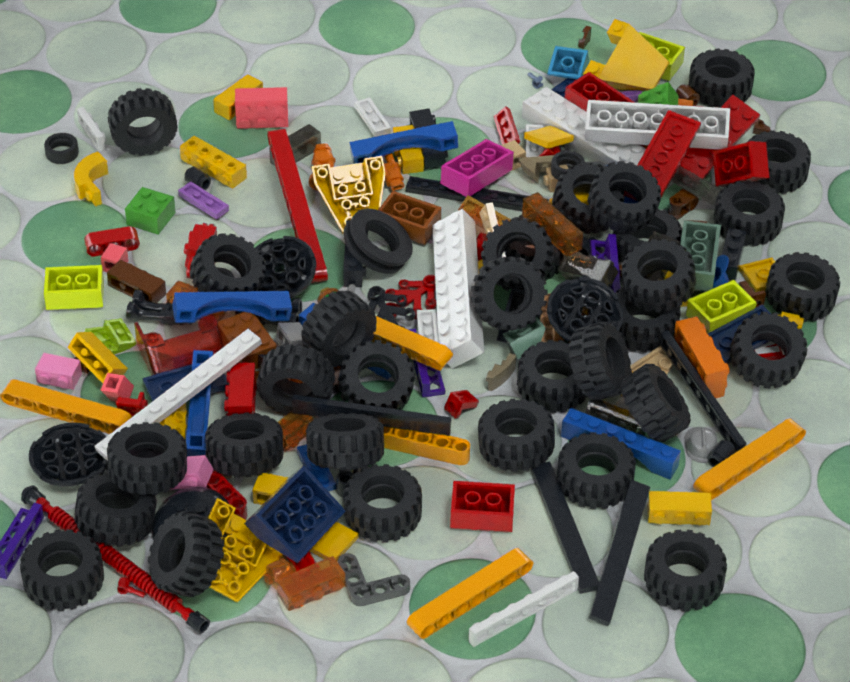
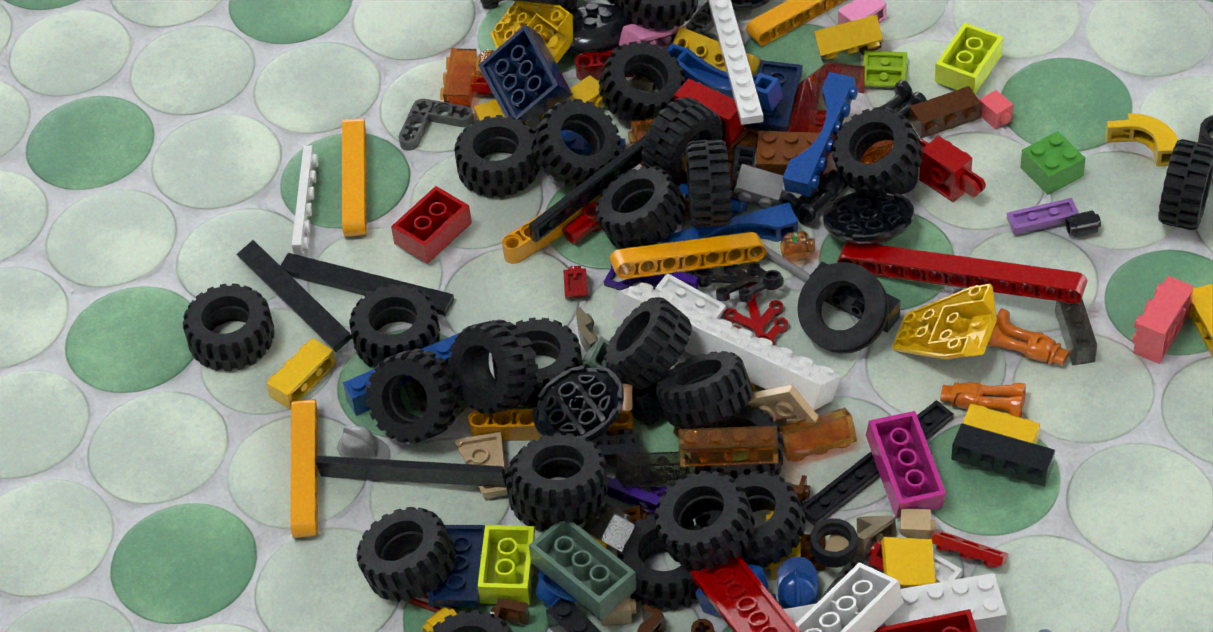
camera: 130 degrees right, 5 degrees up
(98, 241) = (1027, 118): red beam -> none
(117, 386) = (799, 39): coral brick -> none
(131, 405) = (772, 46): red bracket -> none
(213, 162) = (1103, 247): yellow brick -> none
(372, 117) = (1088, 430): white plate -> none
(413, 214) = (873, 365): dark orange brick -> none
(437, 137) = (971, 436): blue arch -> none
(519, 451) = (486, 264): black tyre -> none
(702, 354) = (453, 493): orange brick -> none
(721, 452) = (329, 443): black brick -> none

